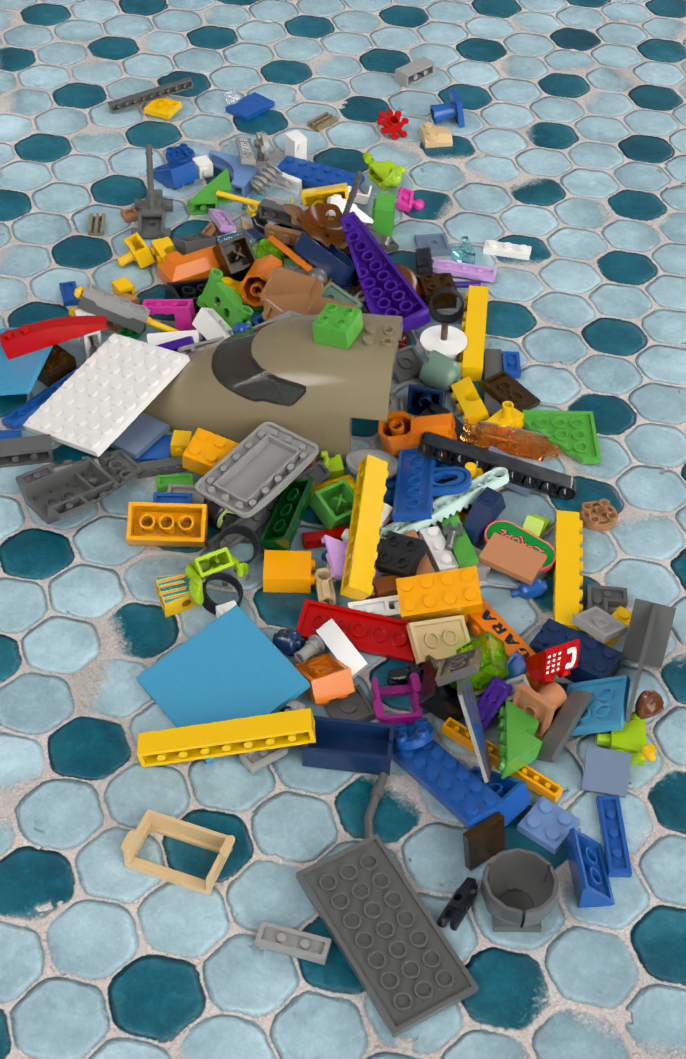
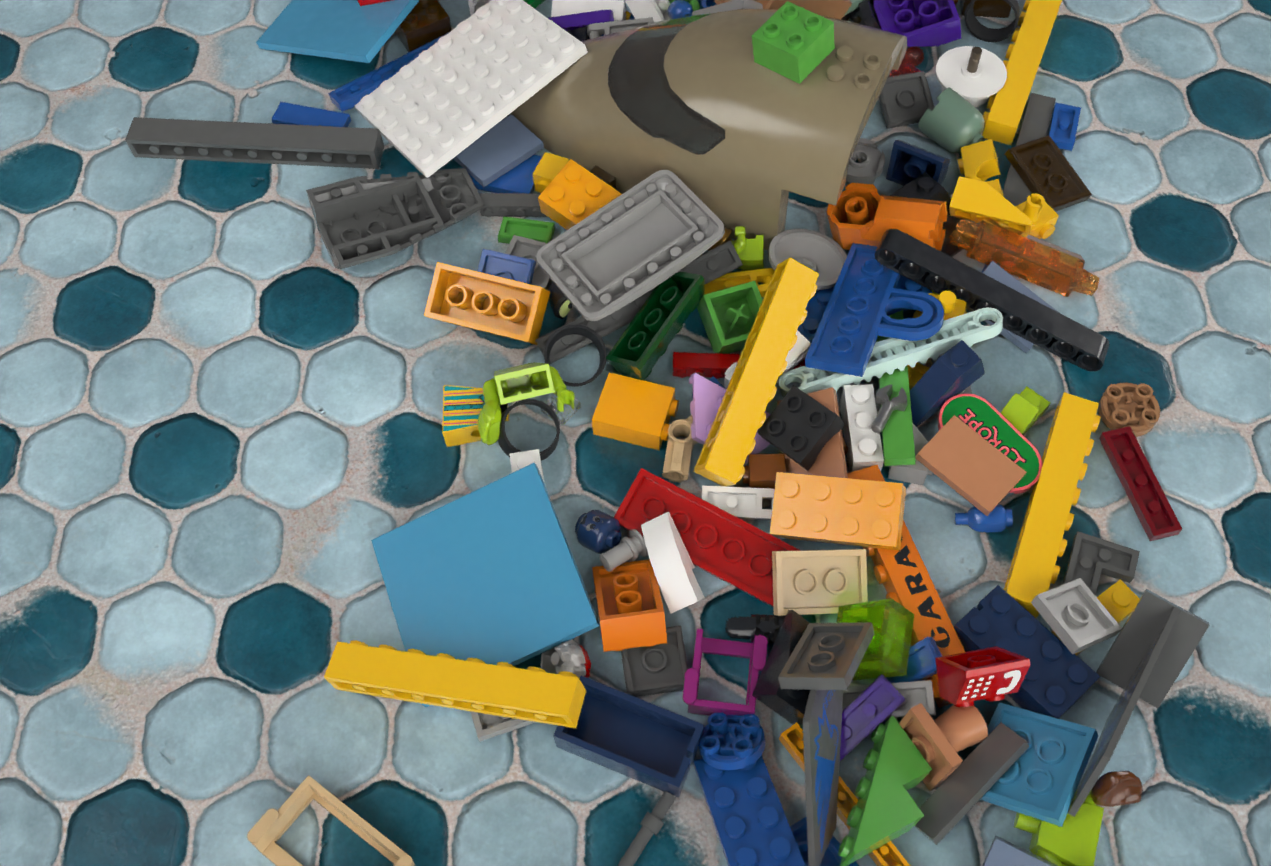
camera: 20 degrees right, 15 degrees up
(472, 411) = (979, 201): none -> yellow slope
(569, 430) = (1121, 253): bright green plate -> none
(616, 553) = (1140, 483): none -> dark red plate

